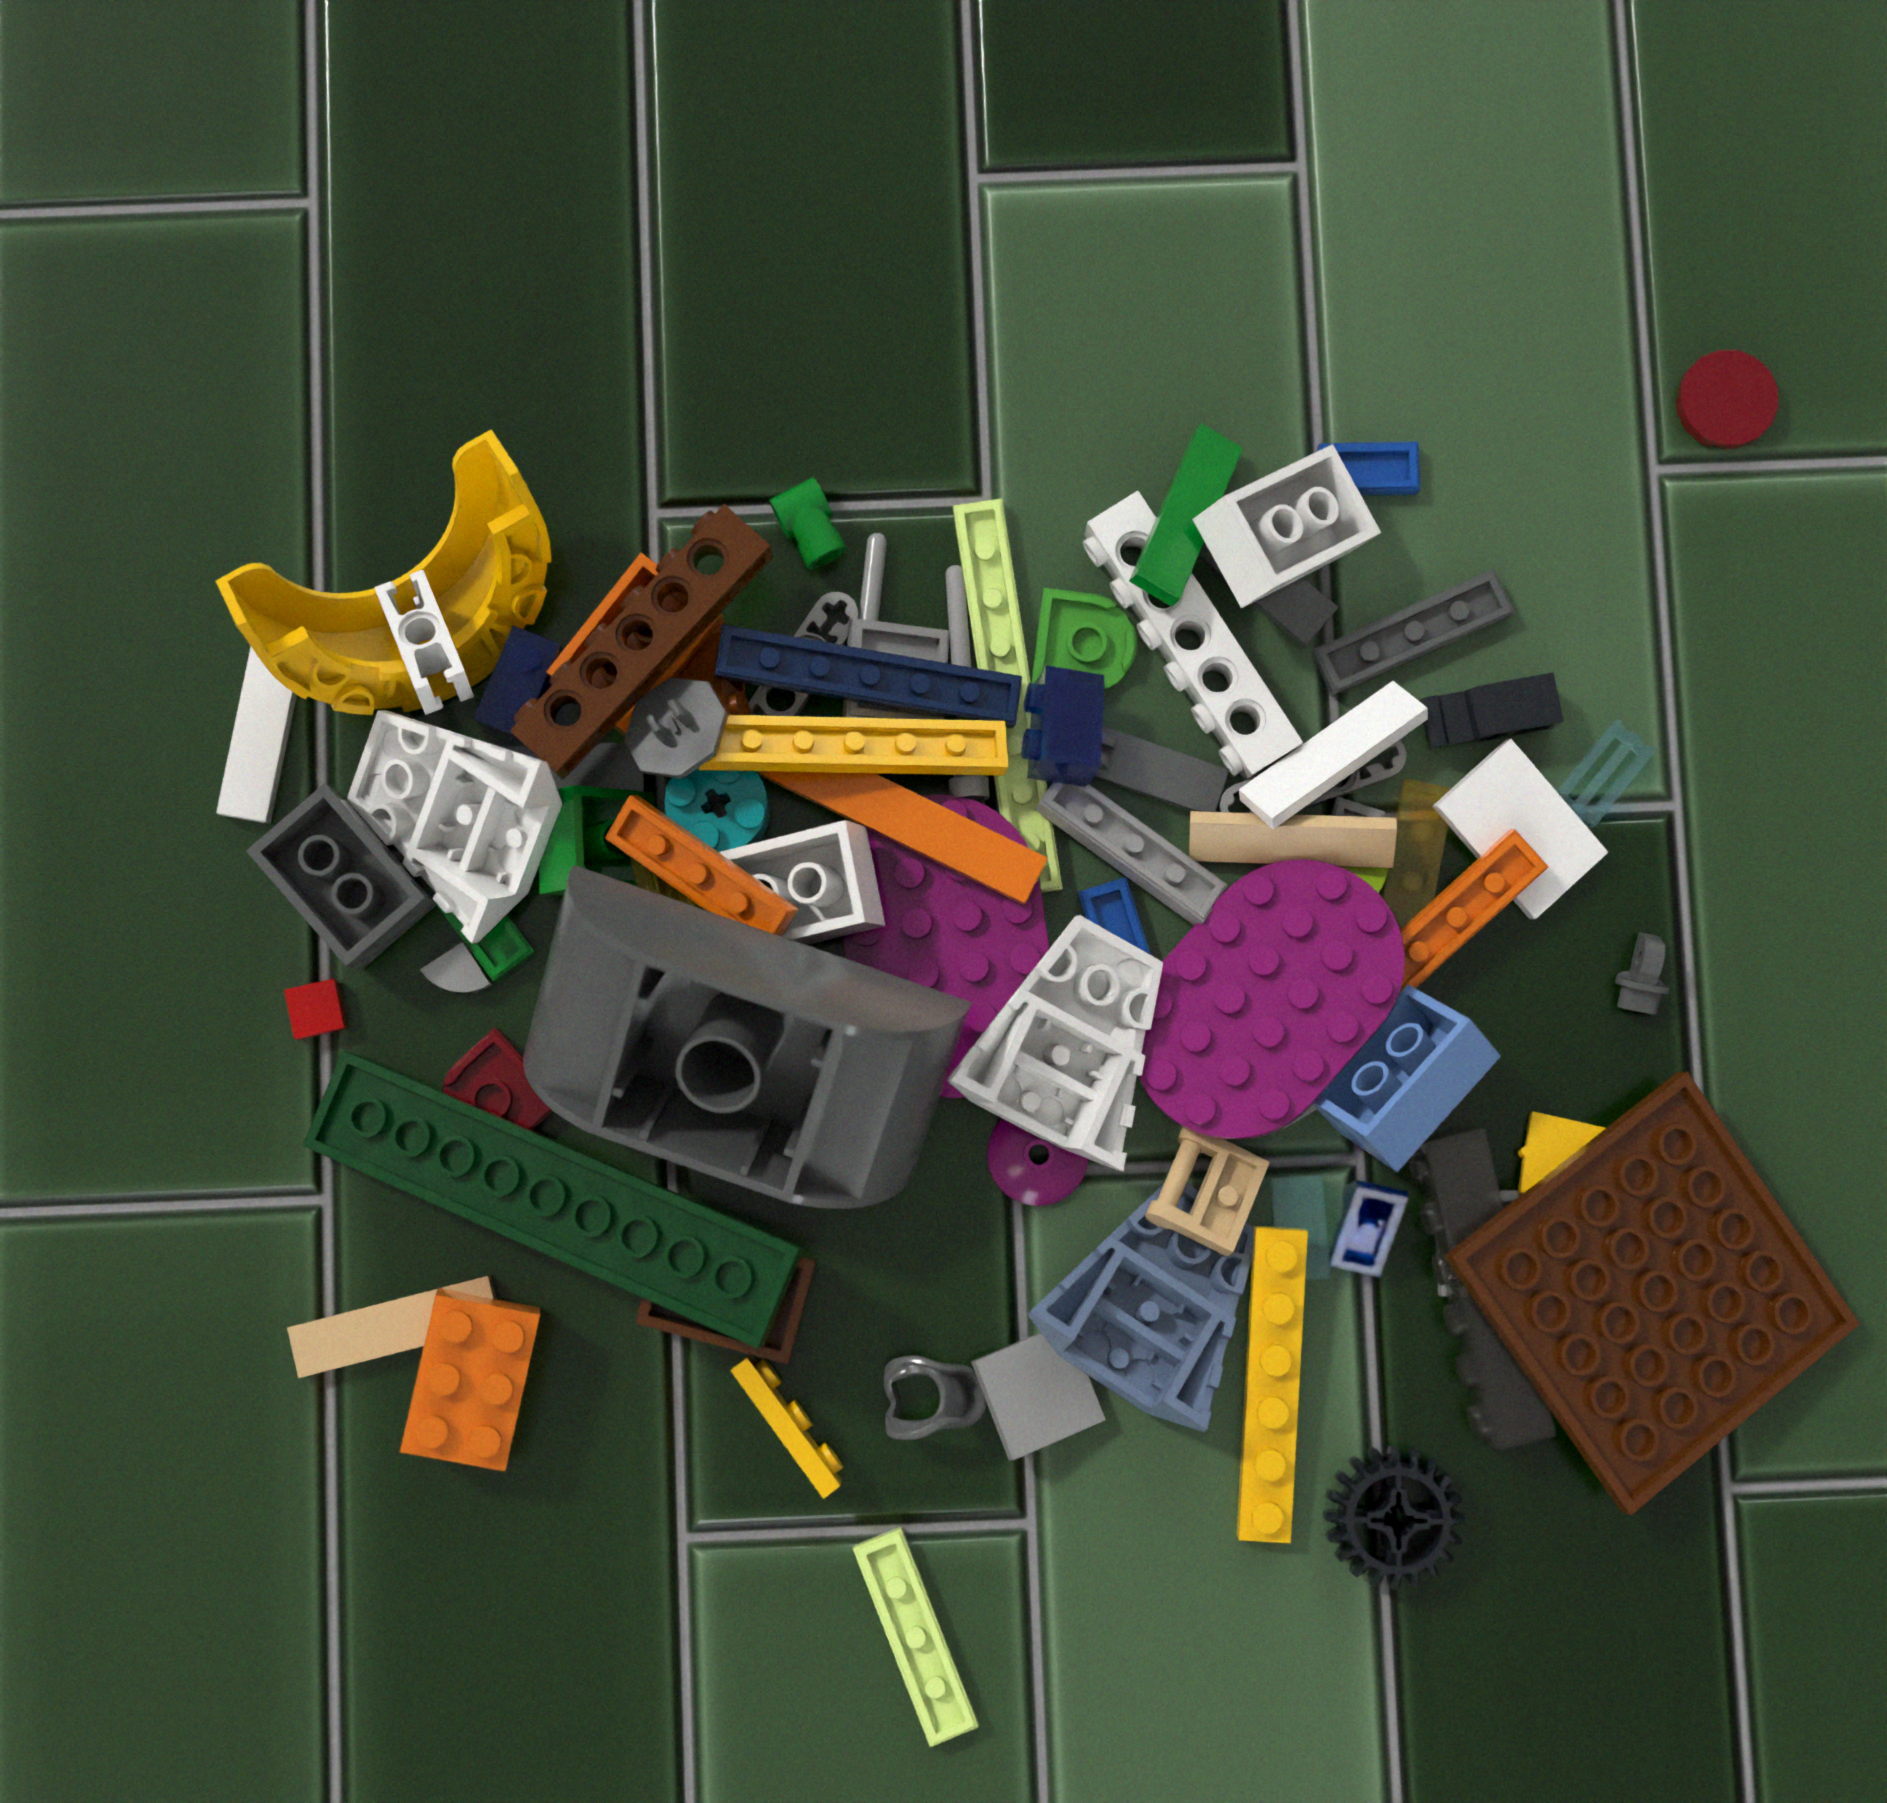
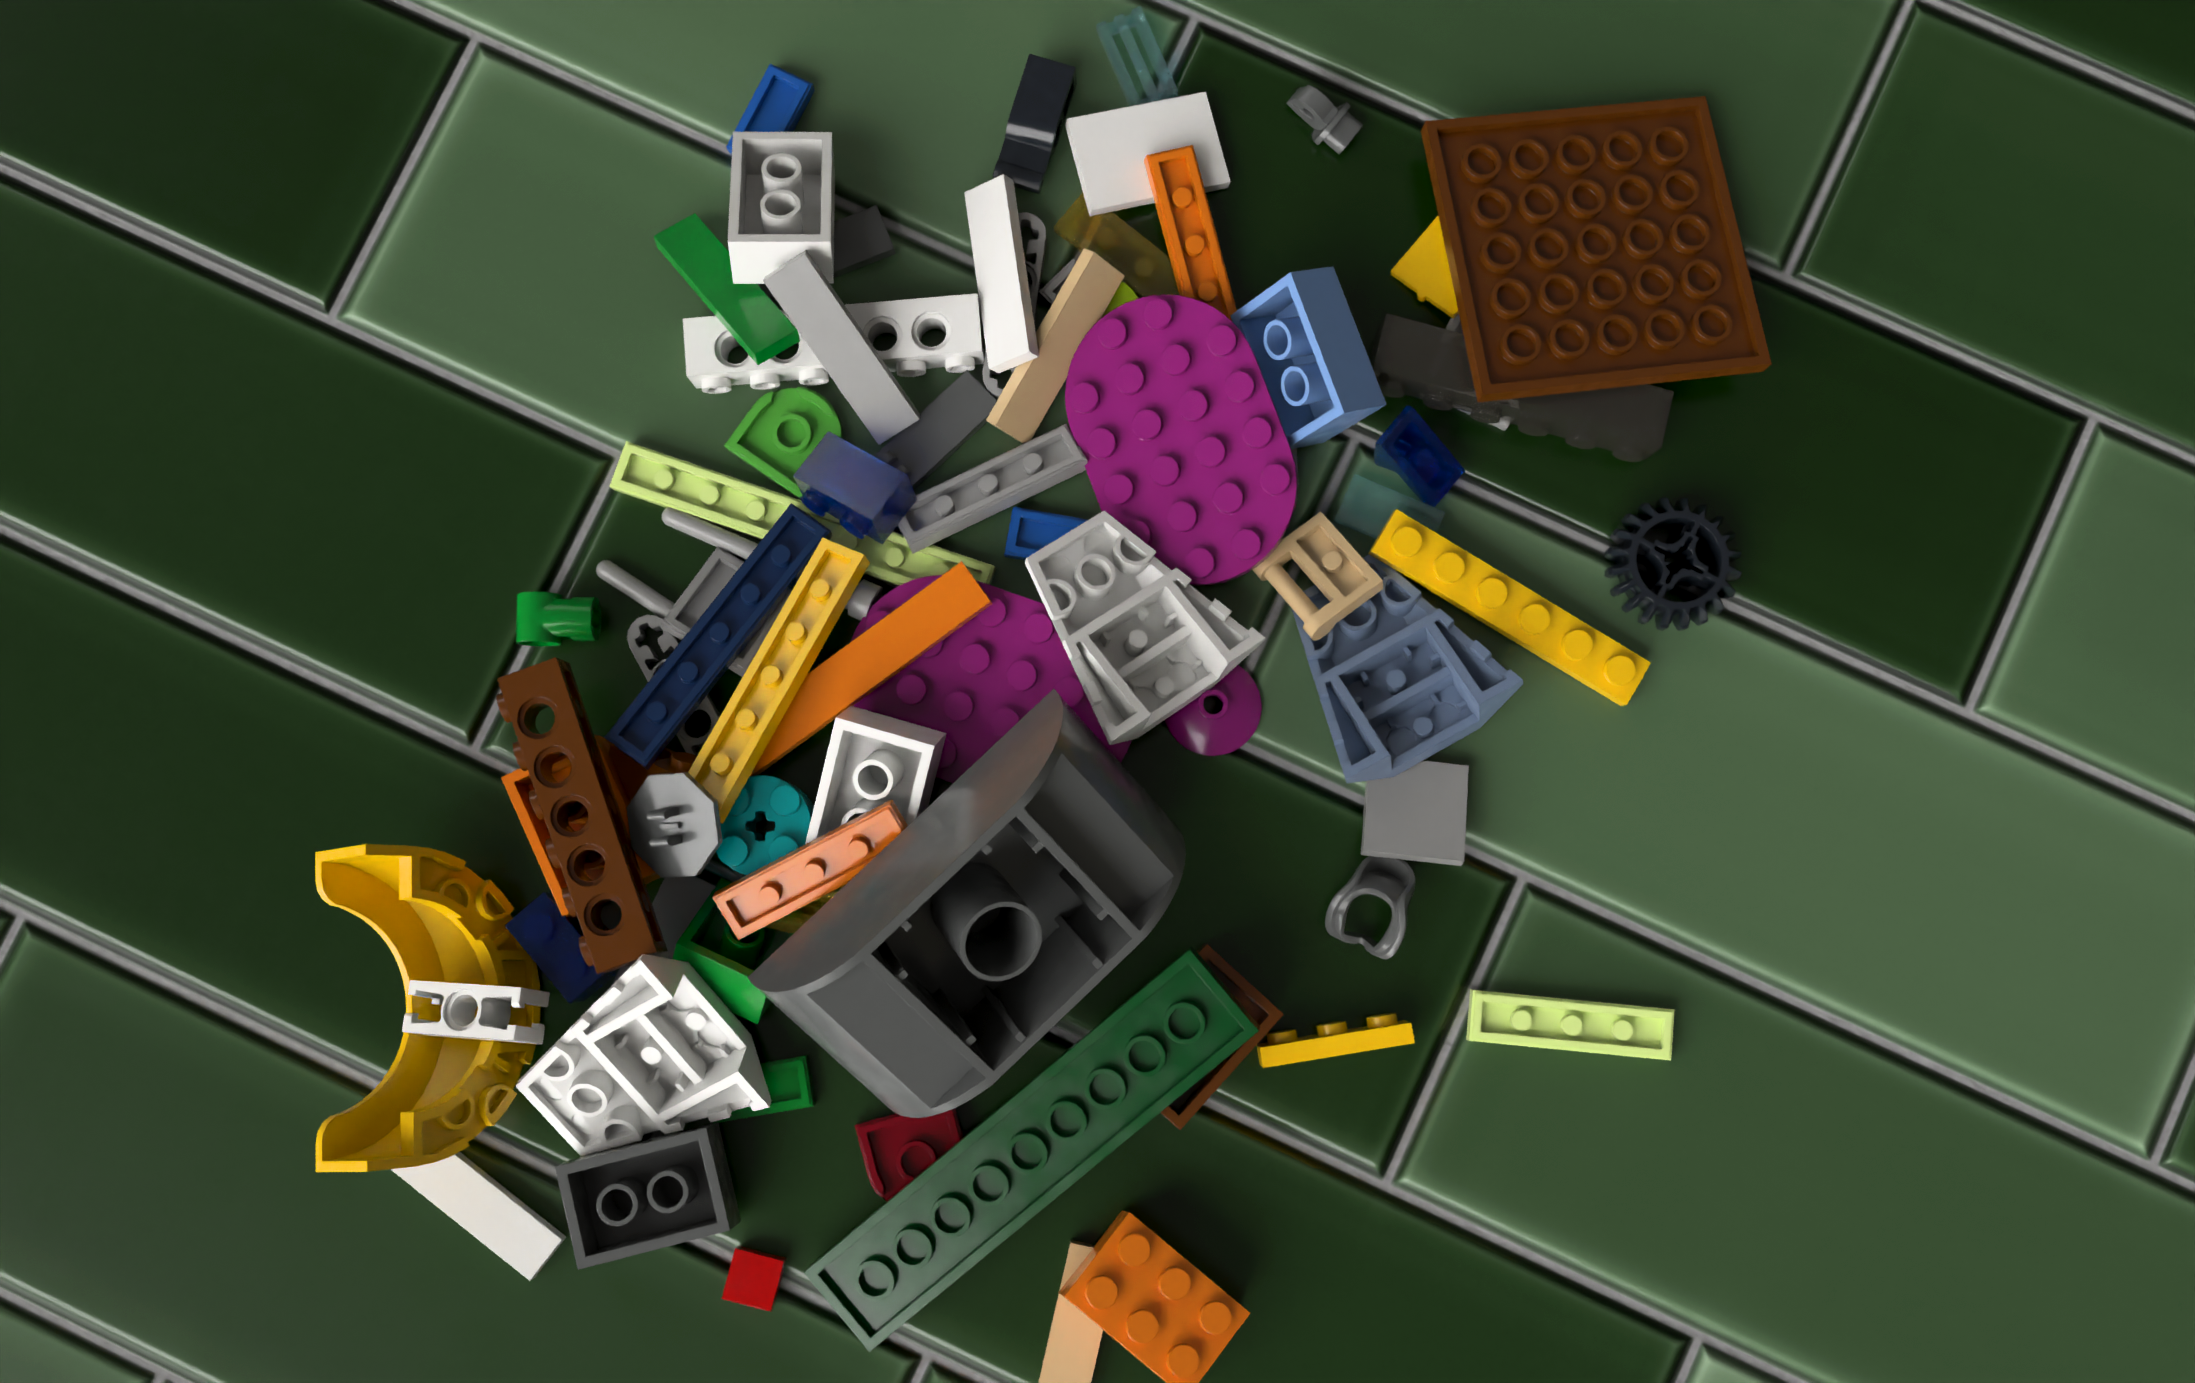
camera: 55 degrees left, 0 degrees up
(457, 971) = (787, 1133): light grey tile -> none
(1186, 647) = (841, 347): none -> light grey tile
(1412, 632) = (932, 155): dark grey tile -> none

